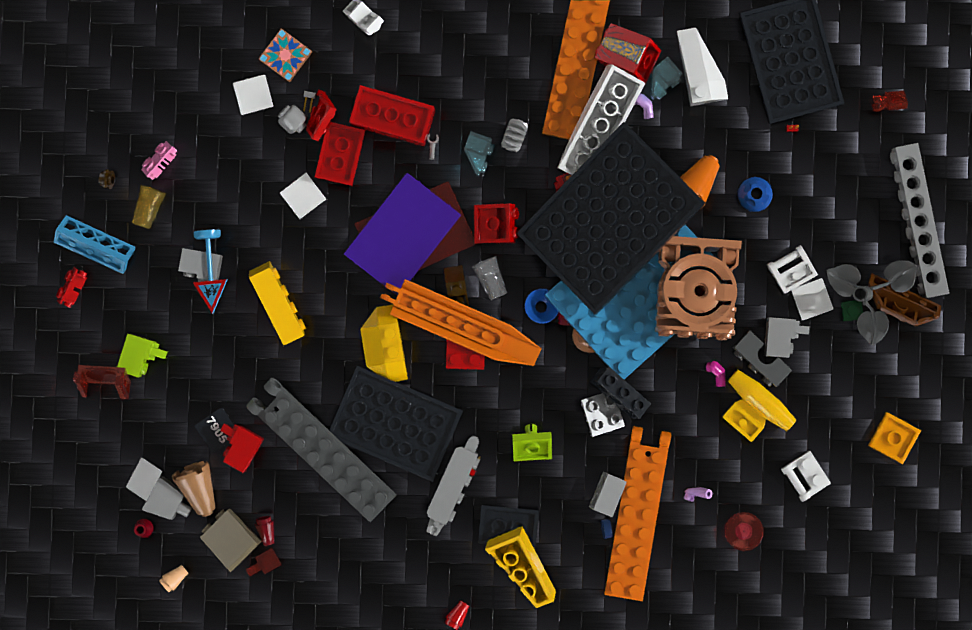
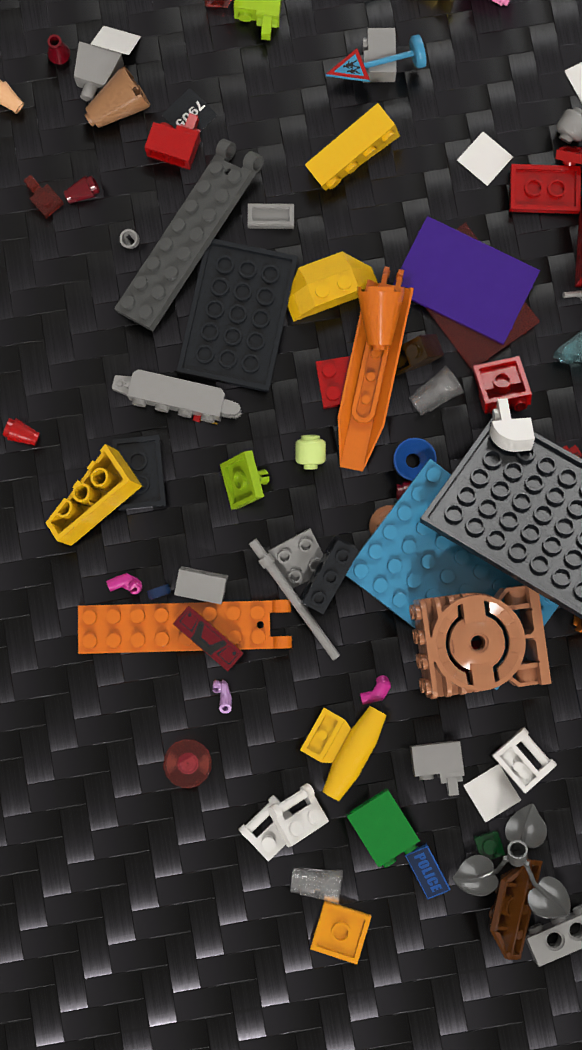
camera: 80 degrees right, 5 degrees down
(230, 539) = (62, 150): dark tan slope -> none
(317, 380) = (270, 216): none -> light grey tile
(317, 501) = (126, 242): none -> light grey hinge
(421, 310) = (380, 314): none -> orange cone
(518, 387) = (310, 451): none -> yellowish green head
(540, 227) = (509, 433): none -> white brick
(592, 552) = (126, 581): none -> dark pink arm
(601, 439) = (267, 561): none -> light grey bar
(651, 496) = (208, 638): none -> dark red tile
(748, 348) = (413, 722): dark grey arch -> none
(806, 451) = (302, 822): none -> white plate
(823, 390) = (383, 828): none -> green panel
(855, 448) = (318, 883): none -> clear plant
(862, 362) = (427, 871): none -> slope

